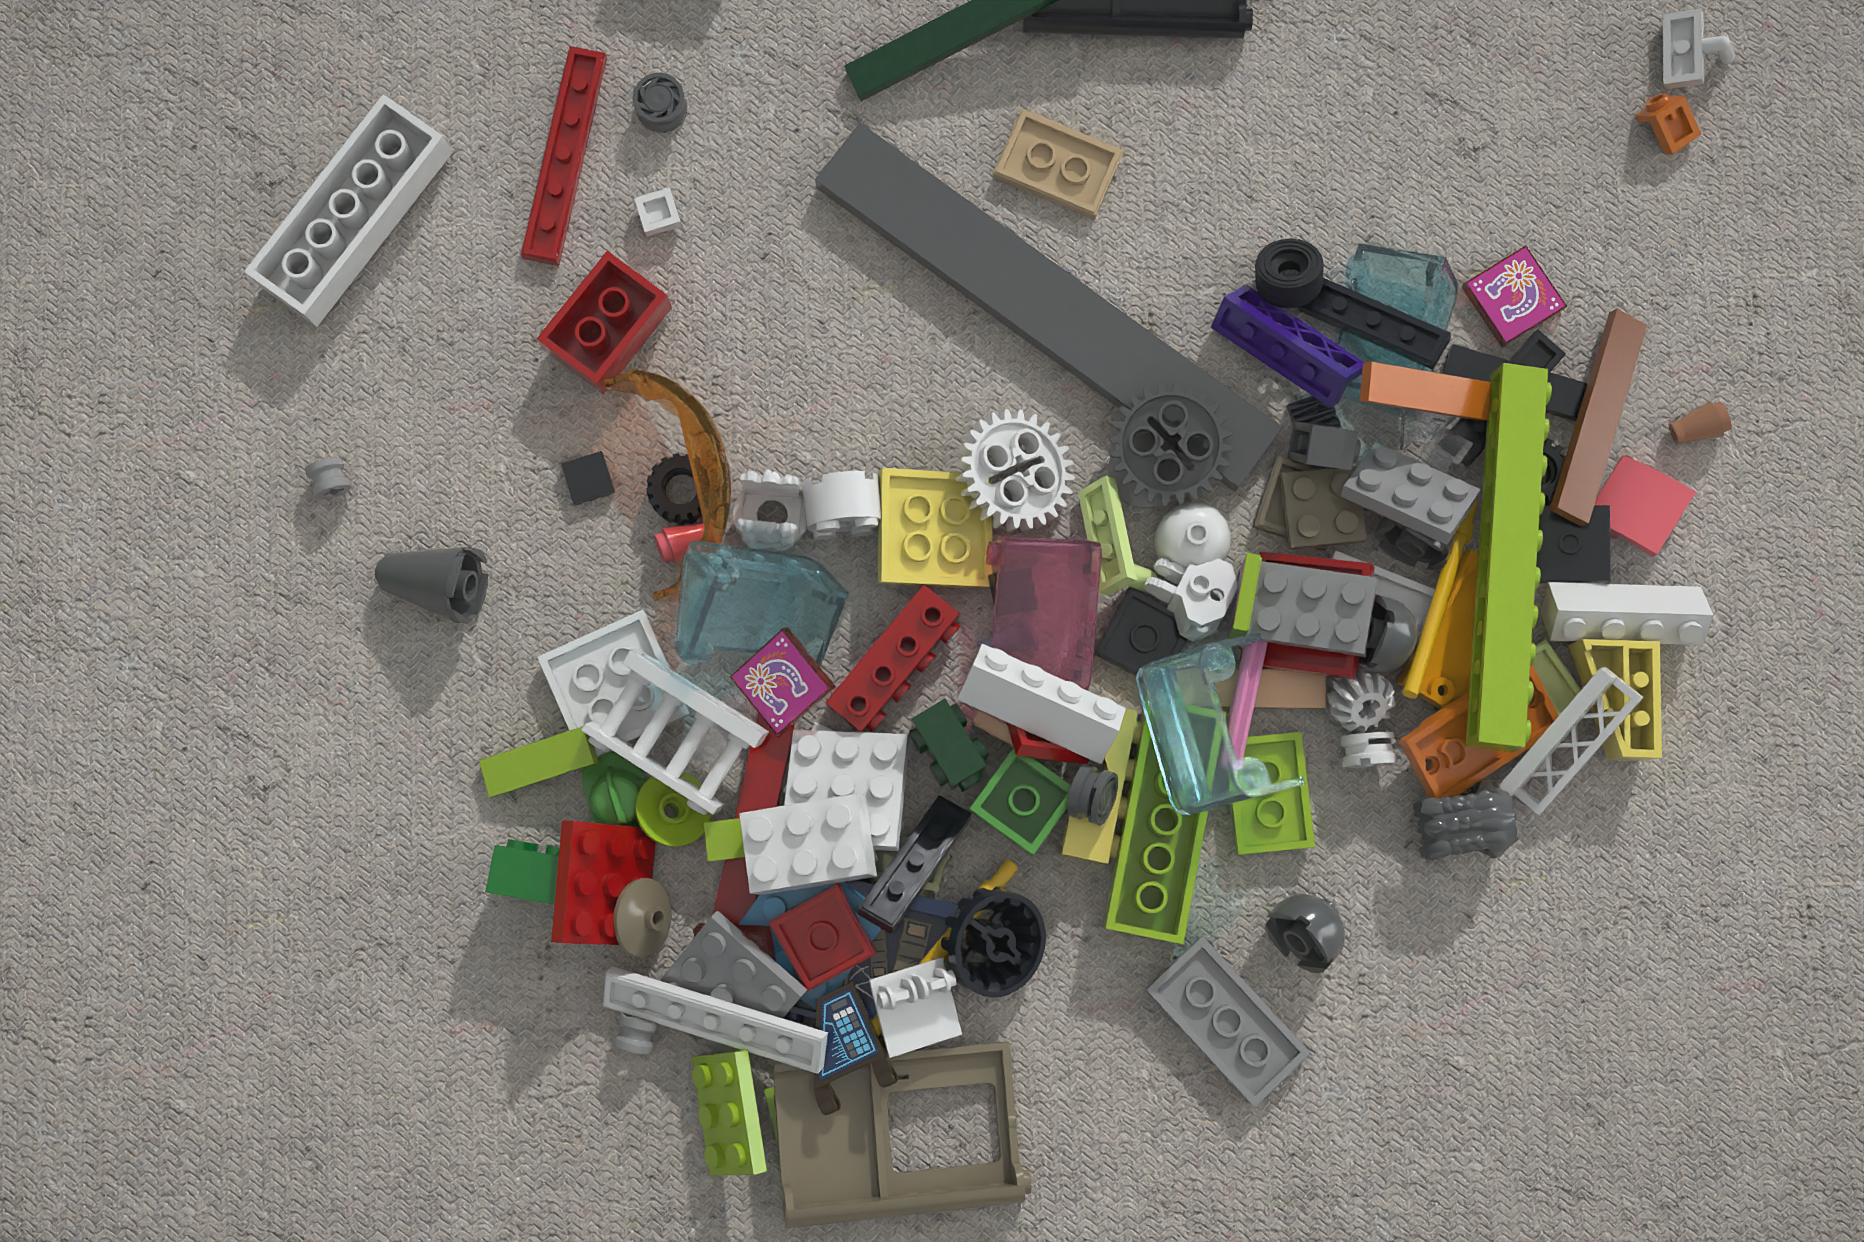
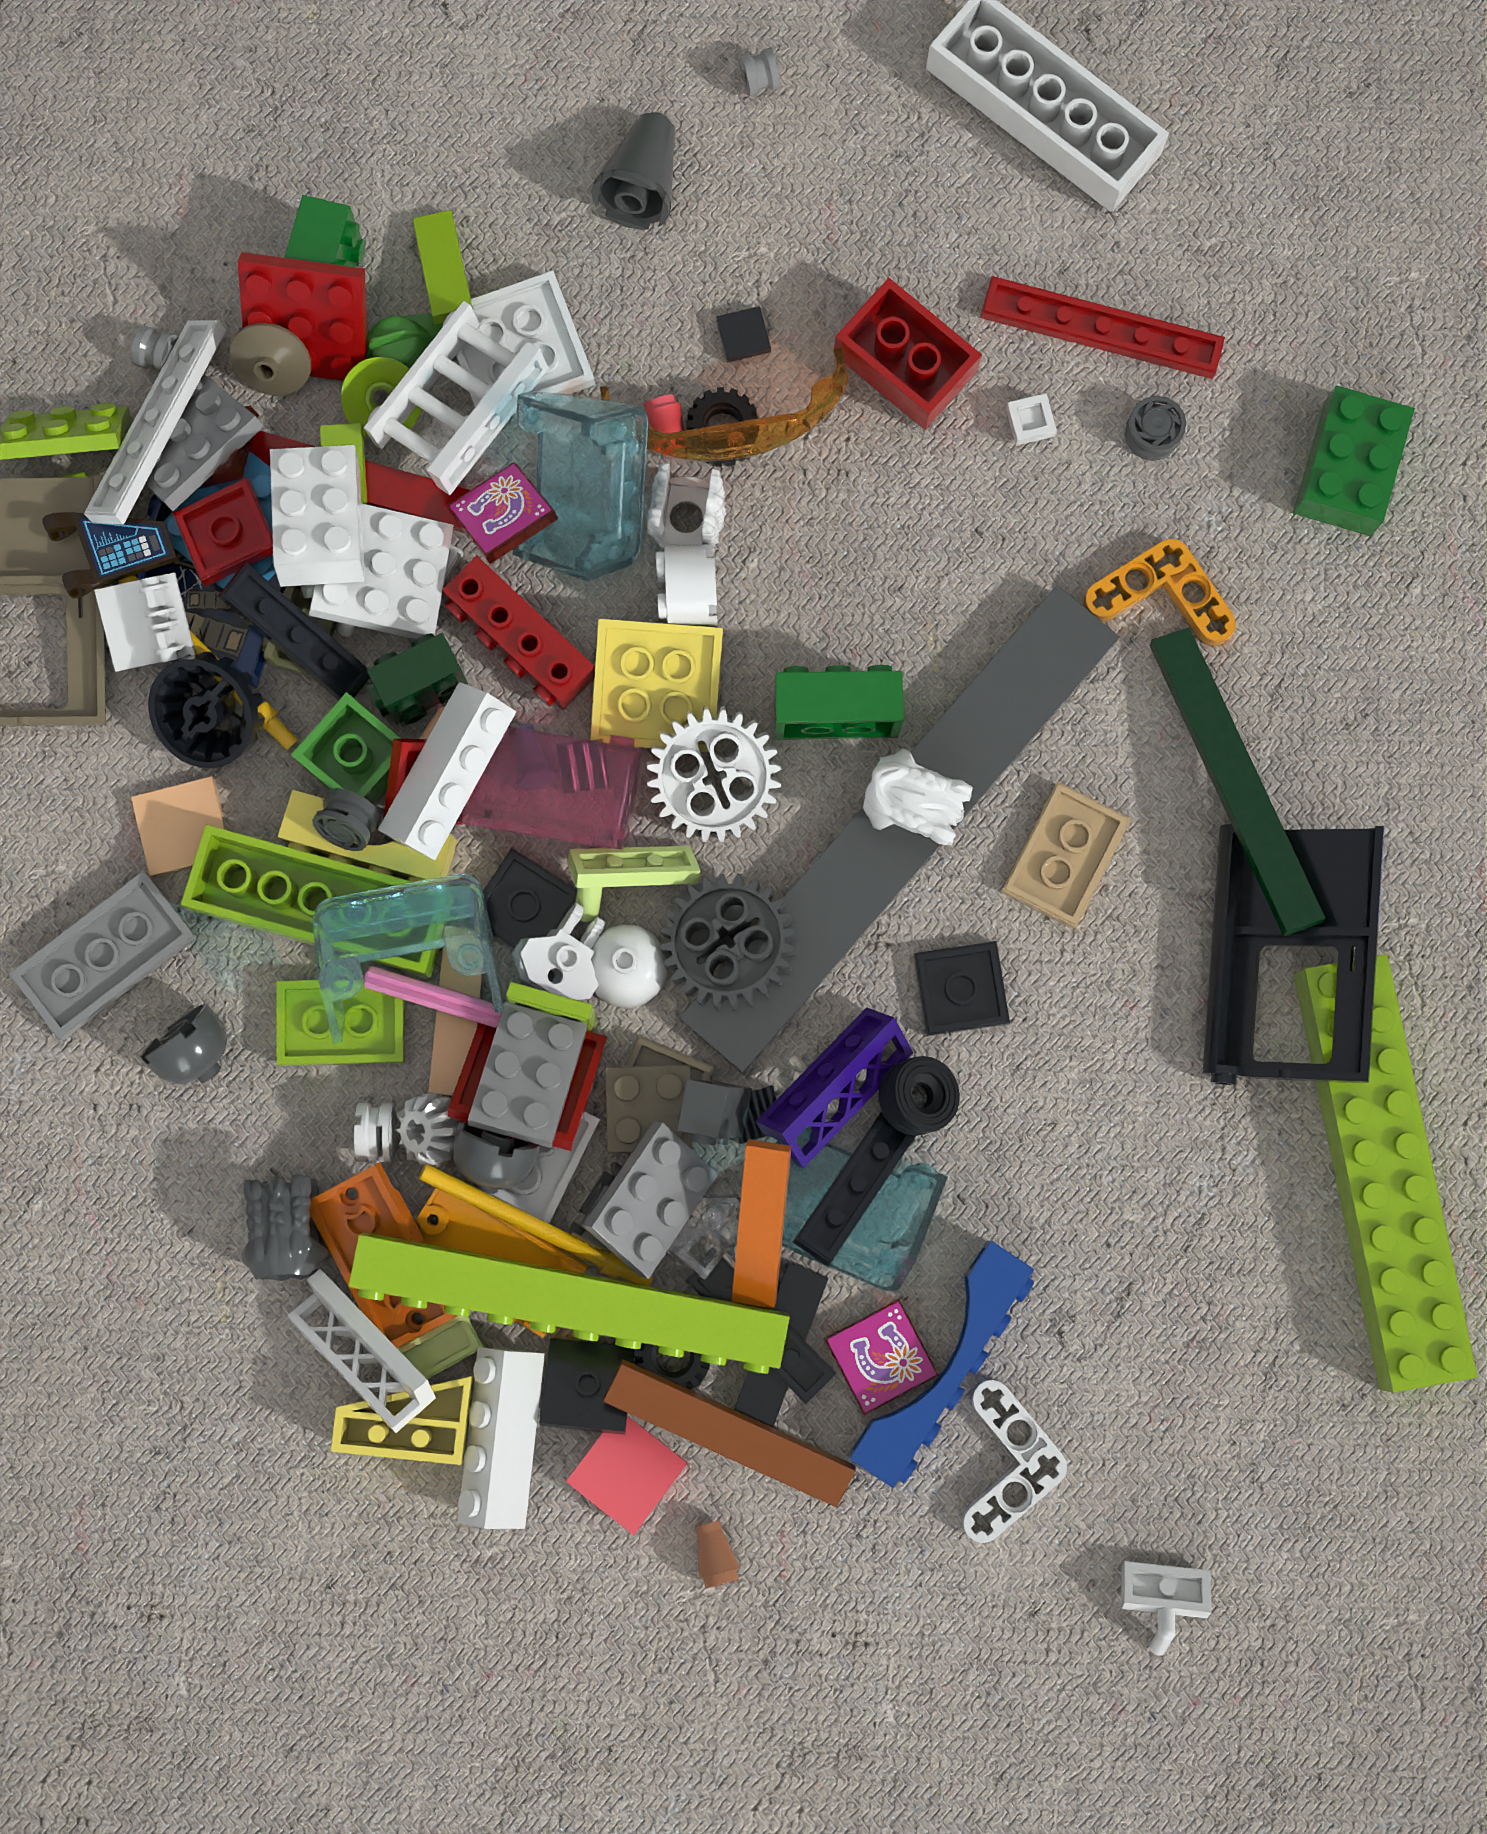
camera: 95 degrees right, 0 degrees up
(800, 82) = (1173, 580): none -> light orange beam
(942, 362) = (838, 703): none -> green brick
(1032, 282) = (915, 798): none -> white piece
(1097, 964) = (174, 822): none -> light nougat tile
(1185, 247) = (961, 988): none -> black tile
(1583, 277) = (894, 1438): none -> blue arch
(1585, 169) = (1026, 1456): none -> white beam
(1670, 121) = (1078, 1563): orange bracket -> none

